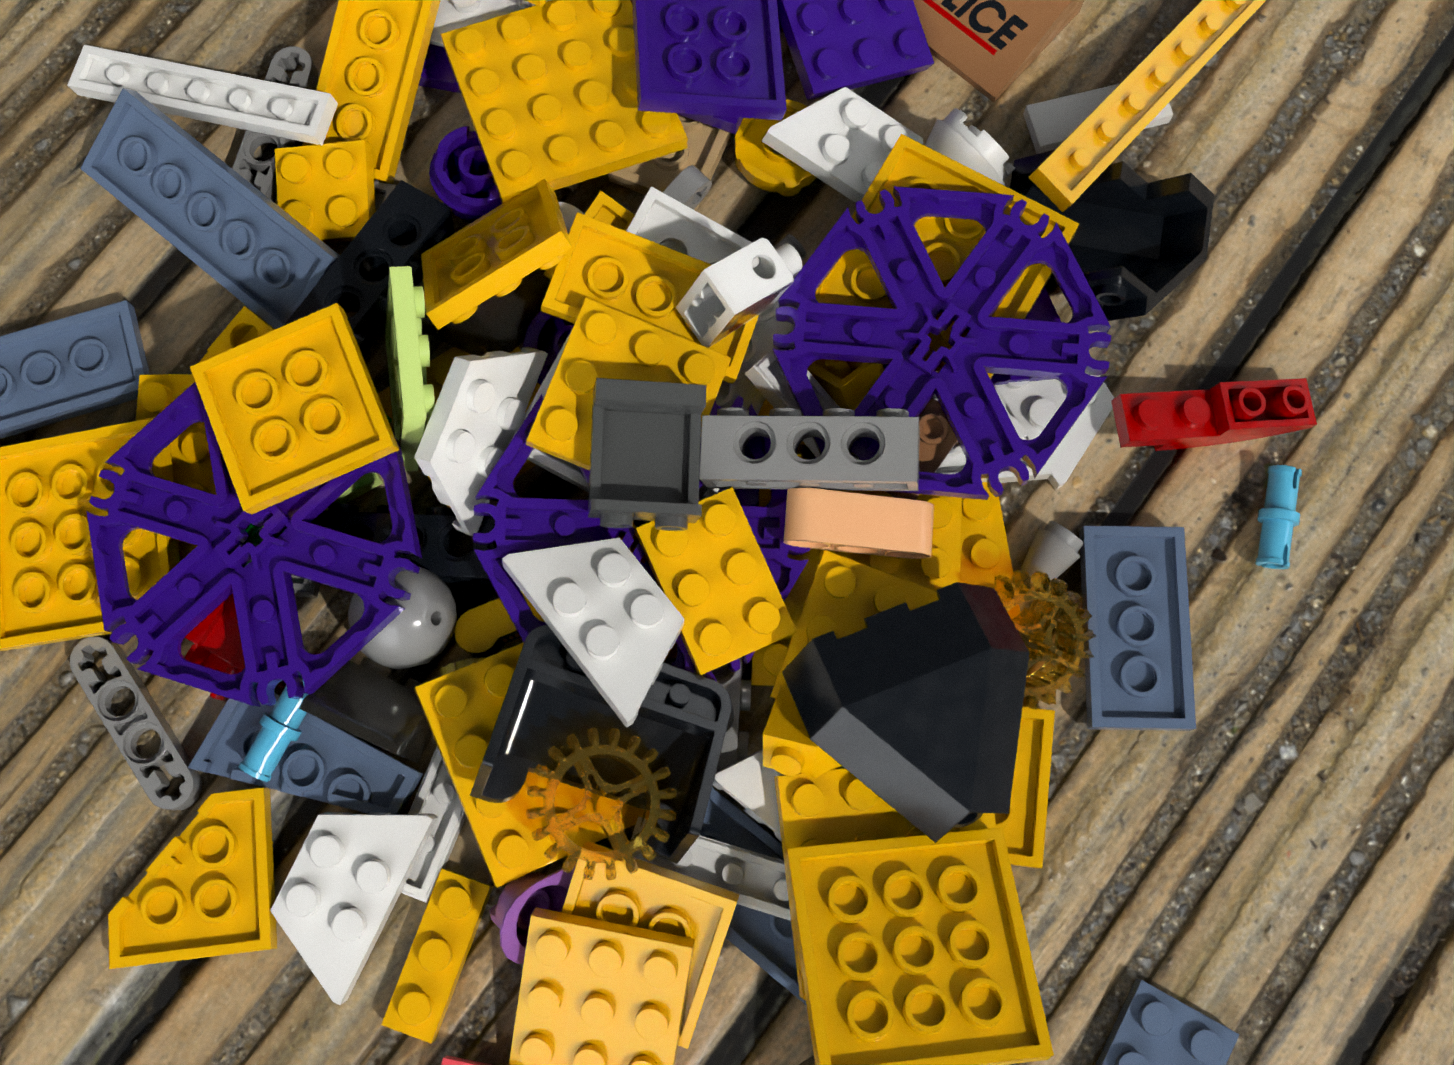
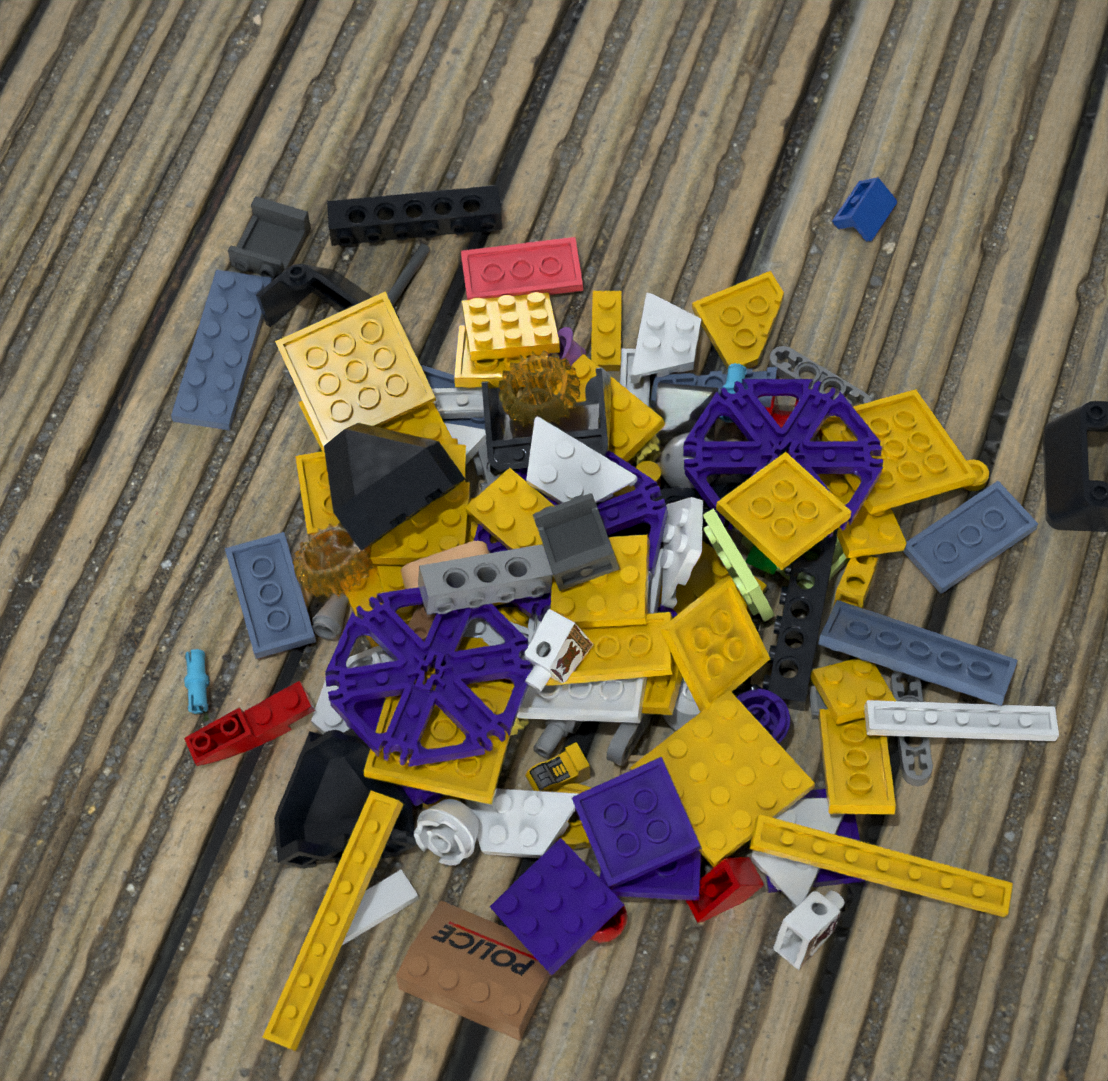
camera: 165 degrees right, 15 degrees down
(782, 209) = (559, 771): none -> yellow leg

